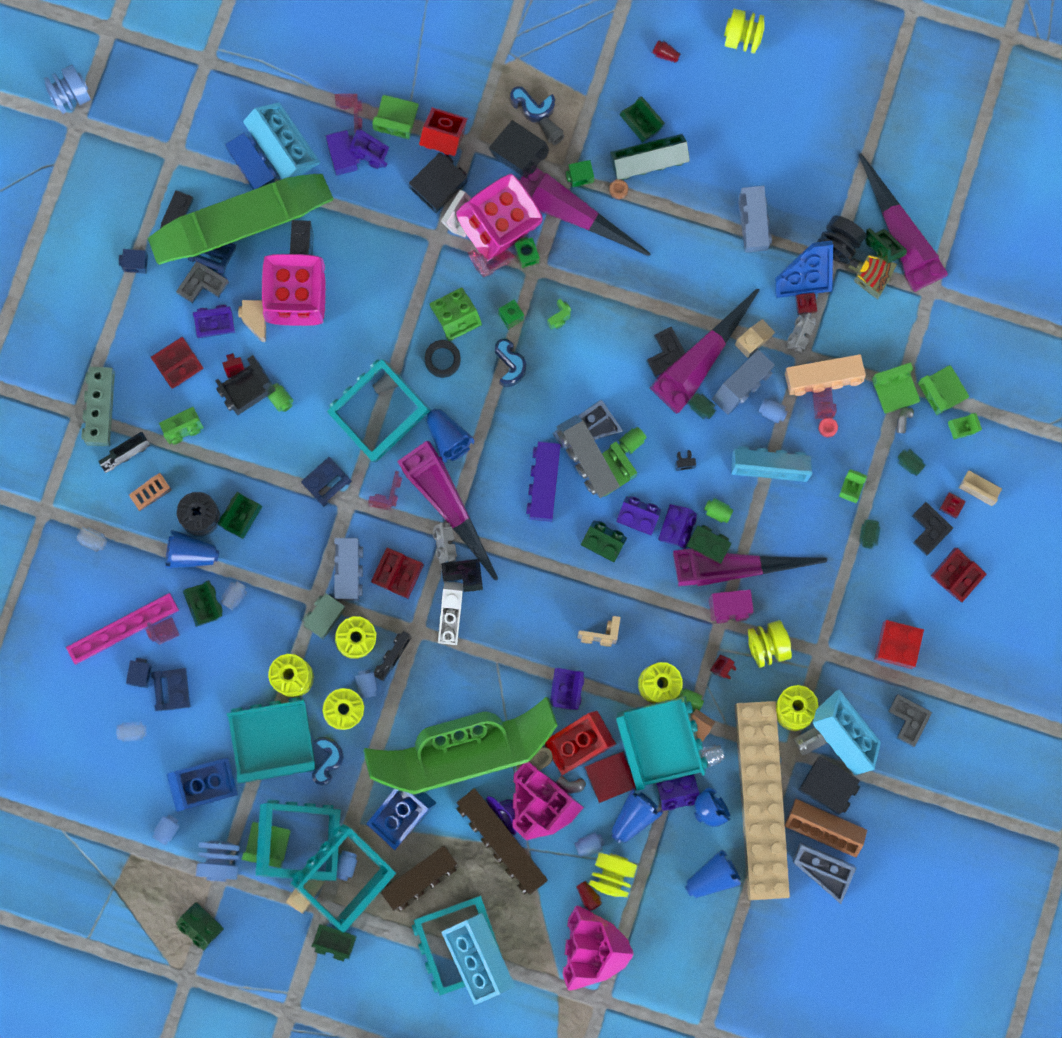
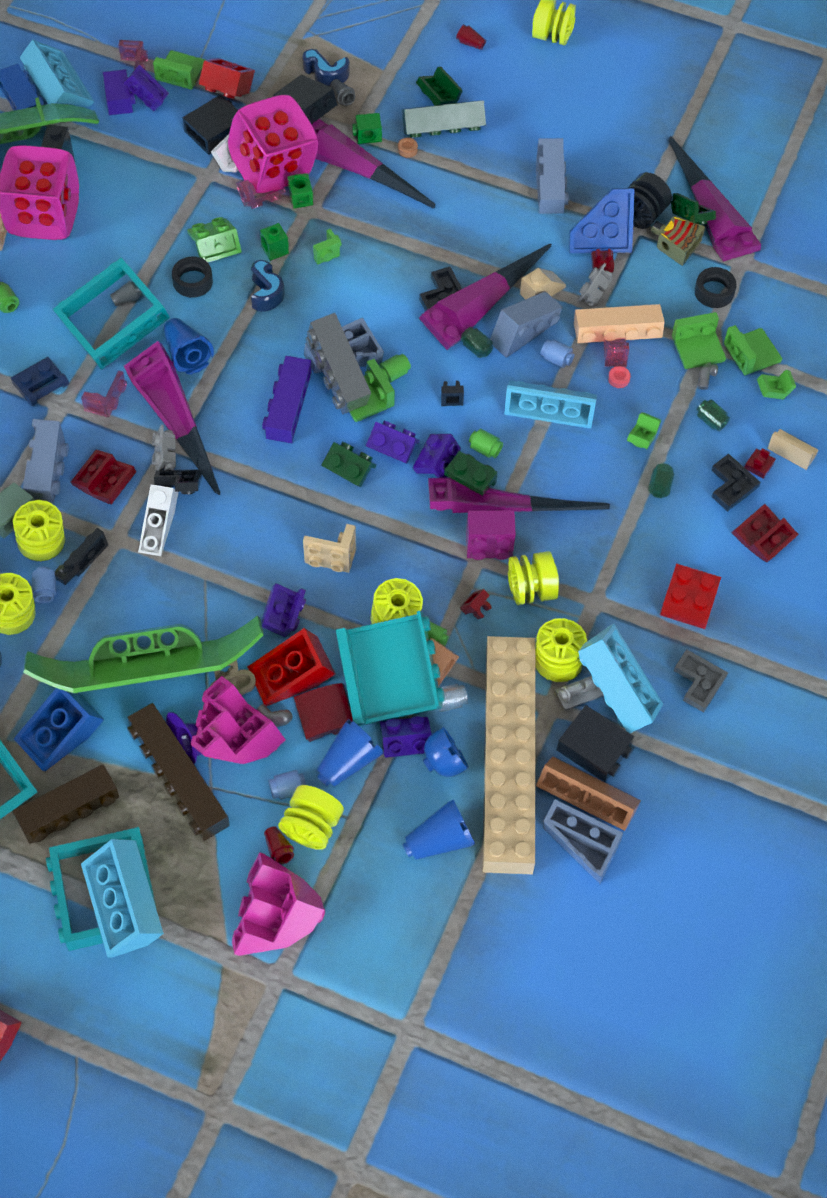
camera: 10 degrees right, 20 degrees down
(916, 313) = (719, 275): none -> black tyre

